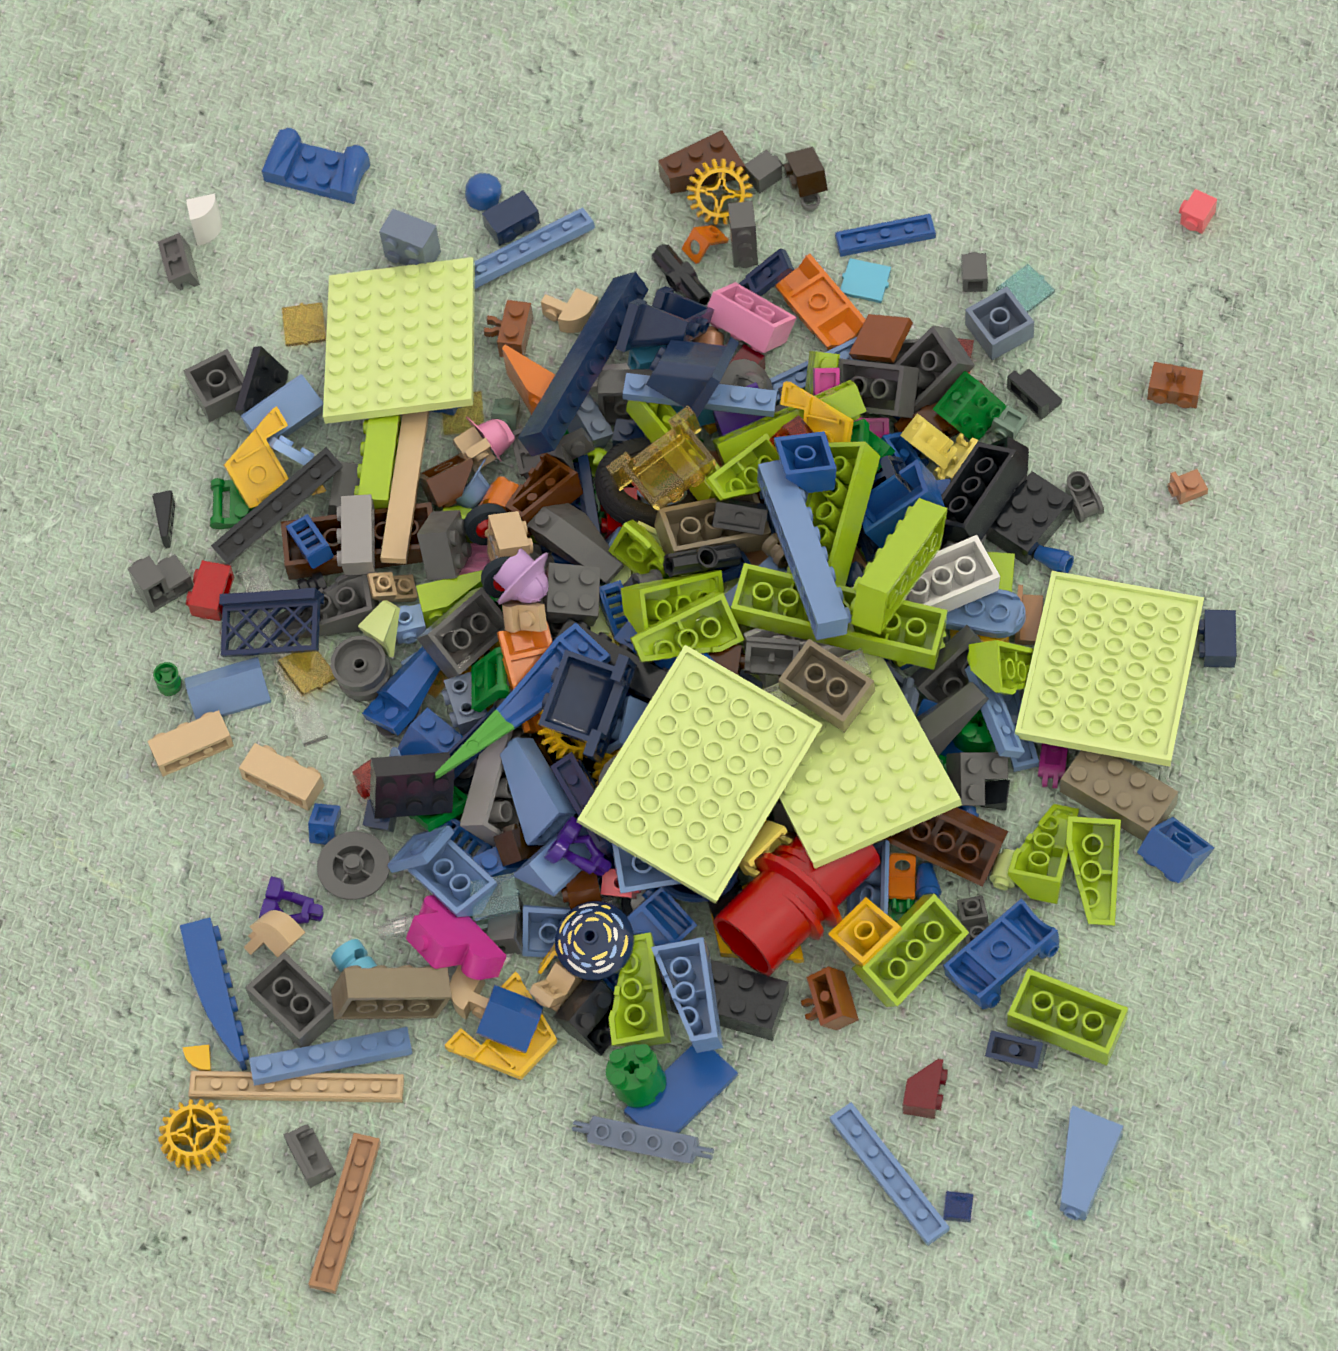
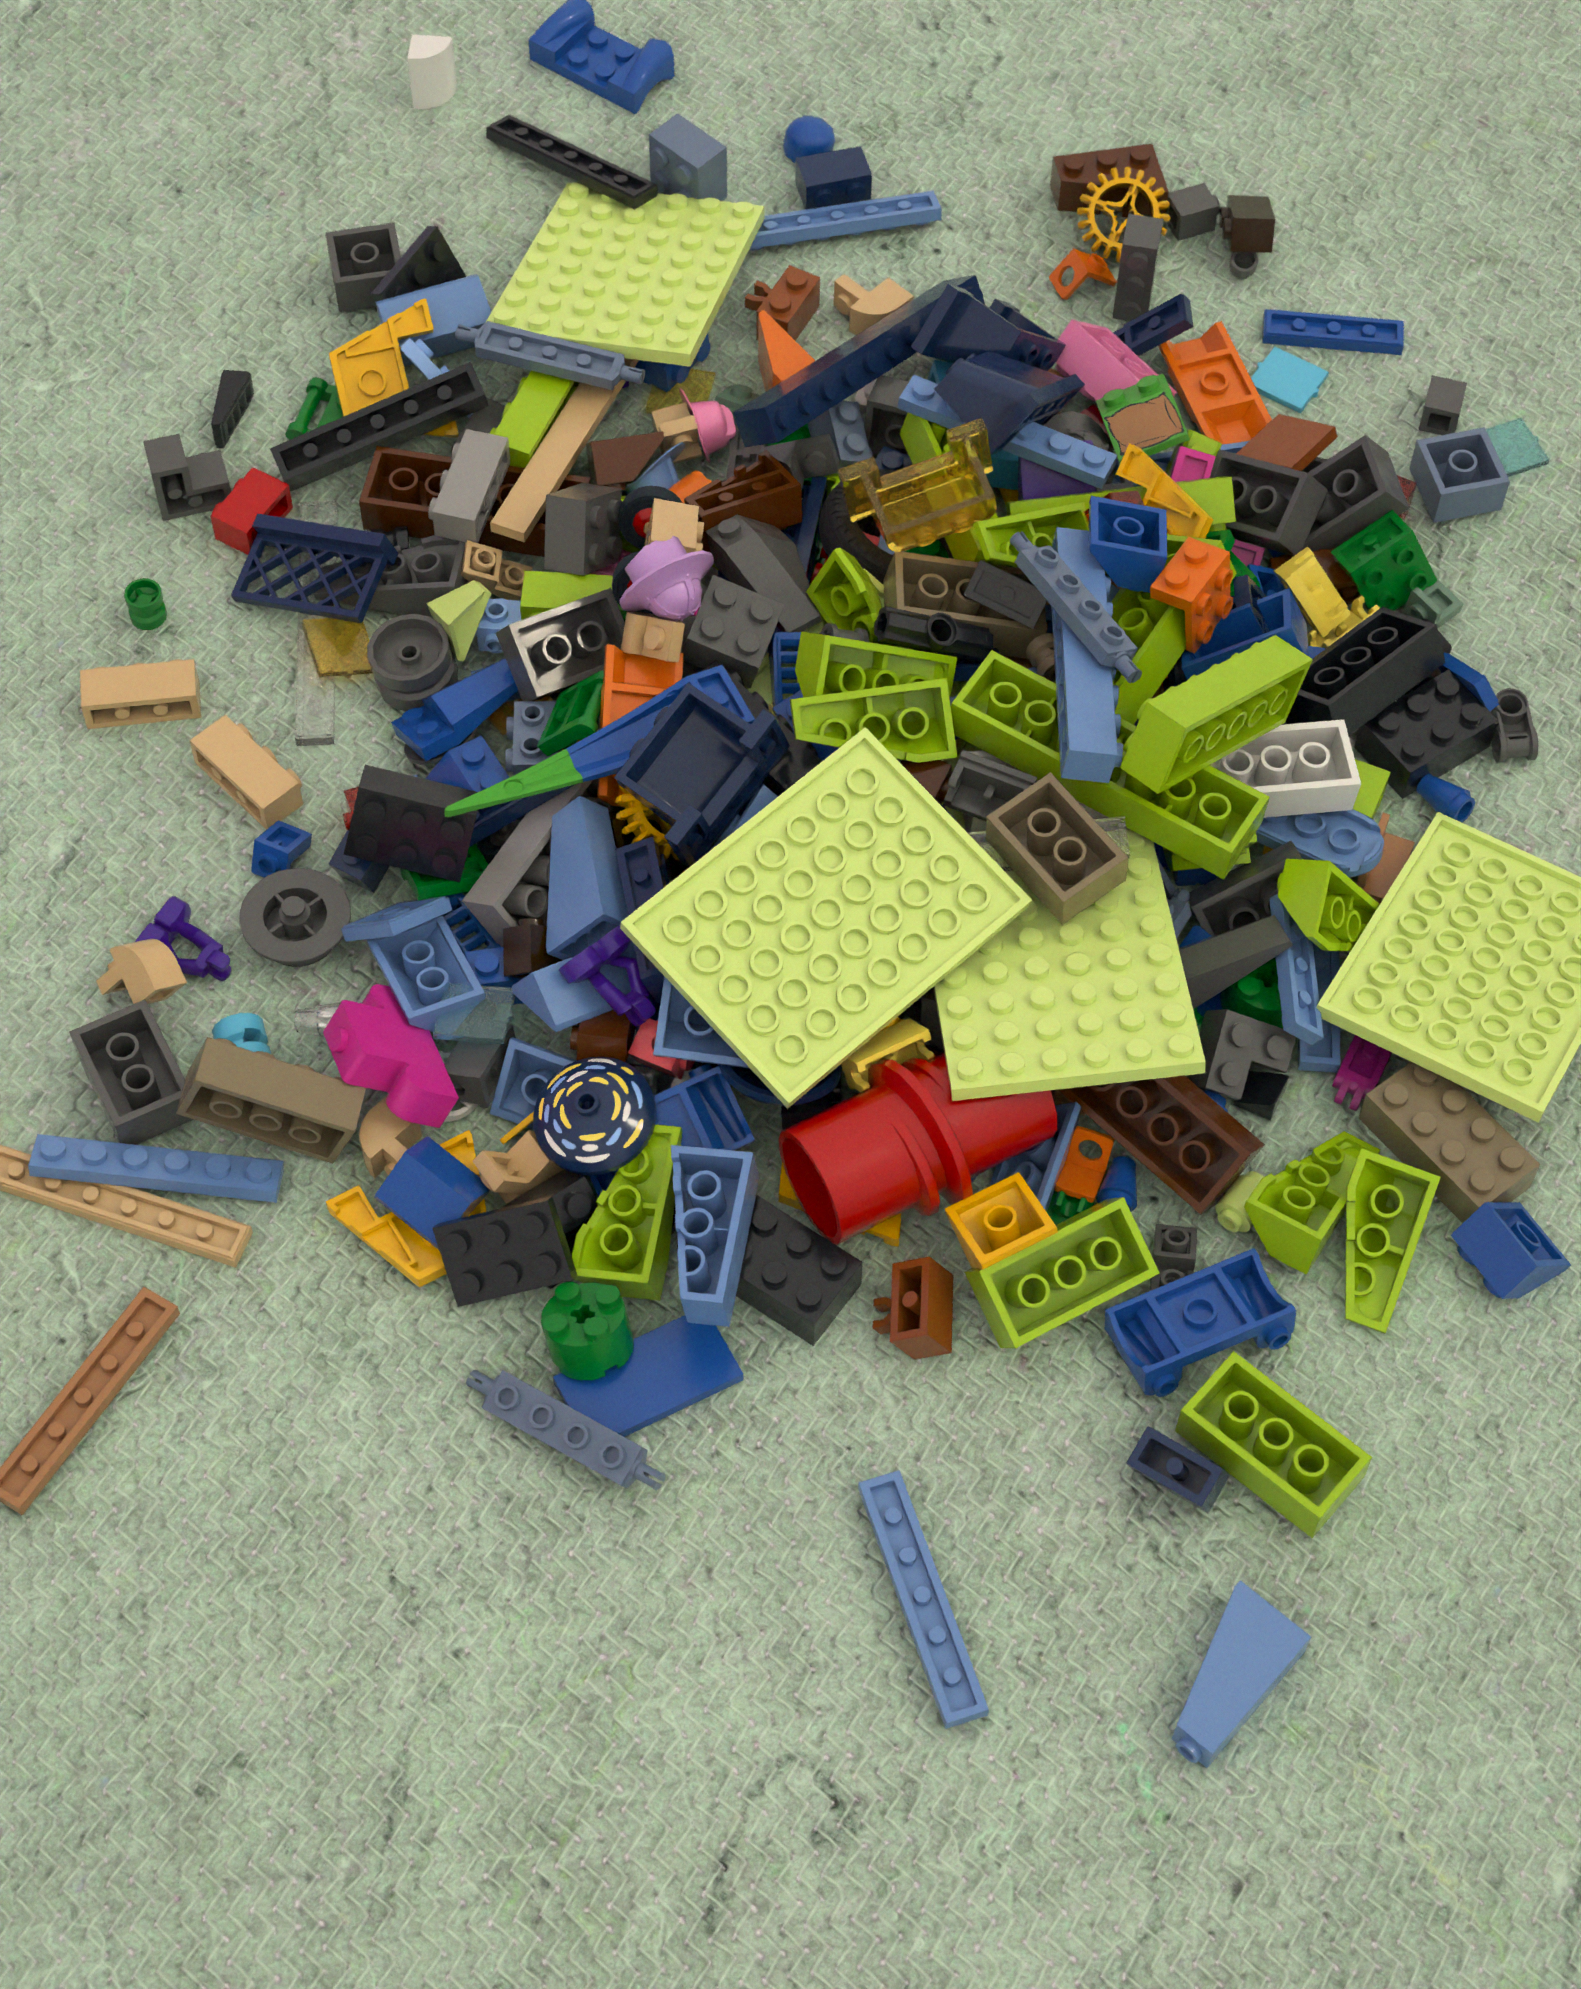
camera: 10 degrees right, 5 degrees down
(178, 261) = (378, 114): dark grey hinge -> none
(213, 985) = (31, 1018): blue slope -> none
(228, 689) = (223, 642): medium blue slope -> none
(303, 324) = (510, 231): clear yellow piece -> none
(309, 1155) = (67, 1300): dark grey hinge -> none
(319, 552) = (404, 481): blue slope -> none
(327, 260) = (572, 161): none -> black tile
(376, 424) = (549, 355): none -> sand blue plate
(569, 1043) = (505, 1251): none -> black plate
(680, 275) = (1032, 297): black piece -> none
(782, 352) = (1143, 417): none -> slope
(789, 520) = (1077, 606): none -> sand blue plate
(859, 479) = (1200, 585): none -> orange bracket
(923, 1091) = (1015, 1487): dark red slope -> none
(958, 1206) = (1013, 1683): clear blue tile -> none
(1033, 393) = (1479, 578): black panel -> none
(1048, 474) = (1472, 680): none -> blue tile

